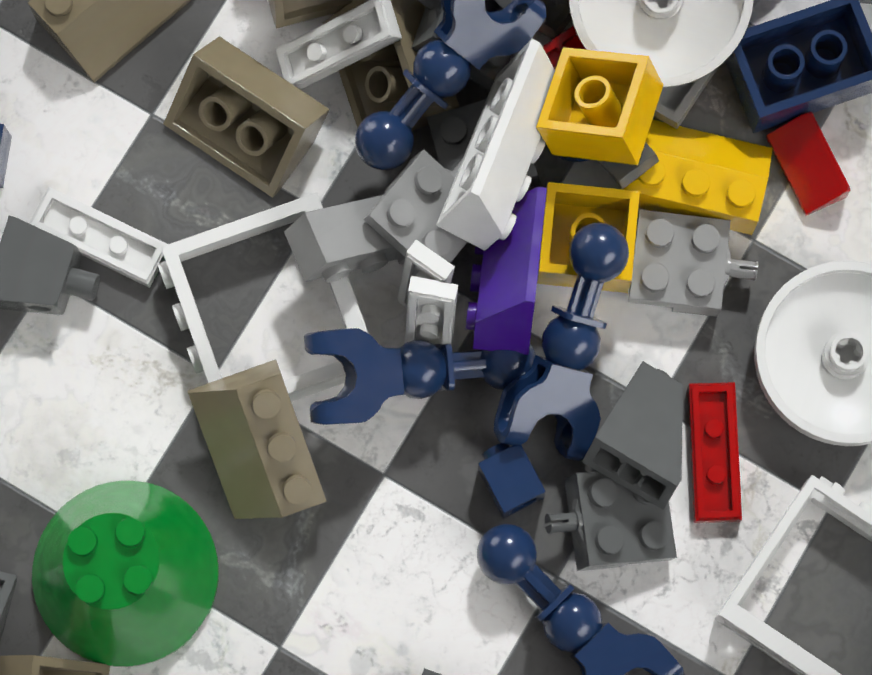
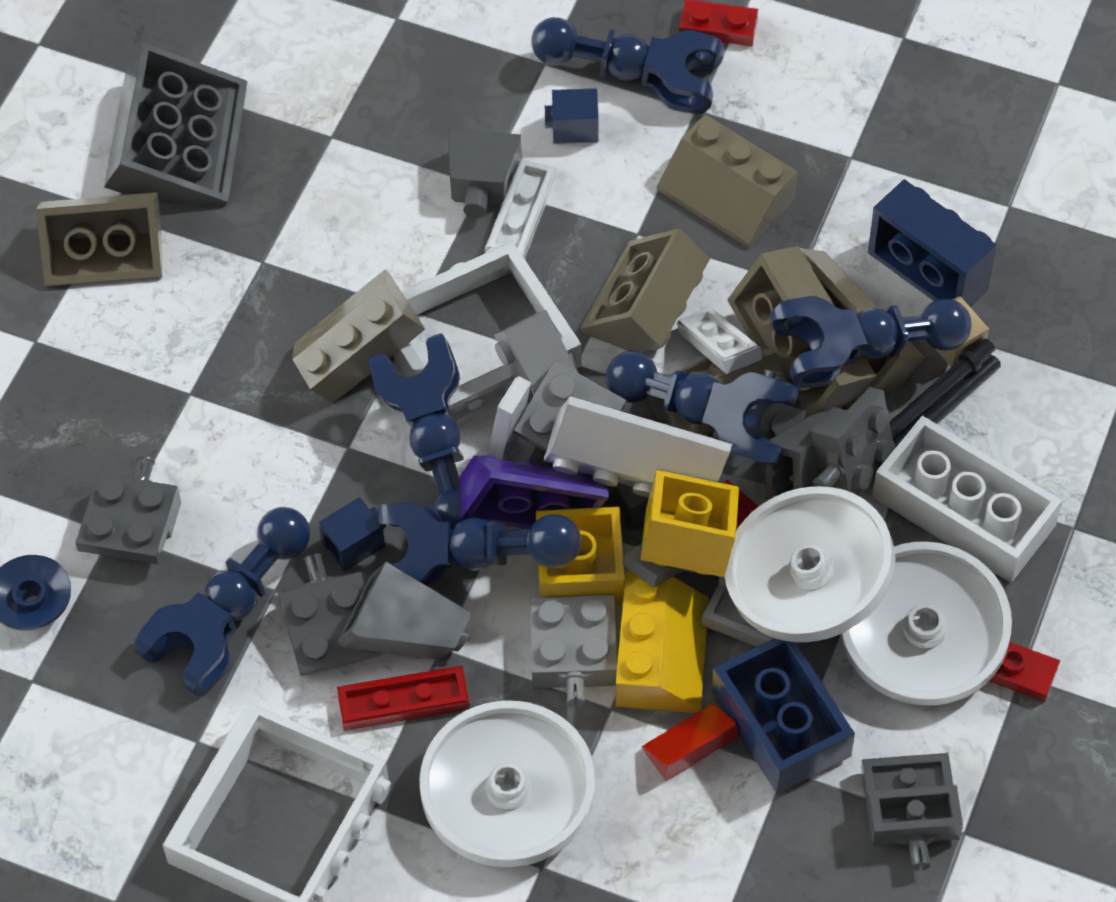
camera: 80 degrees right, 20 degrees down
(125, 573) = (238, 270): green cone -> none
(431, 311) = (480, 424): white tile -> none

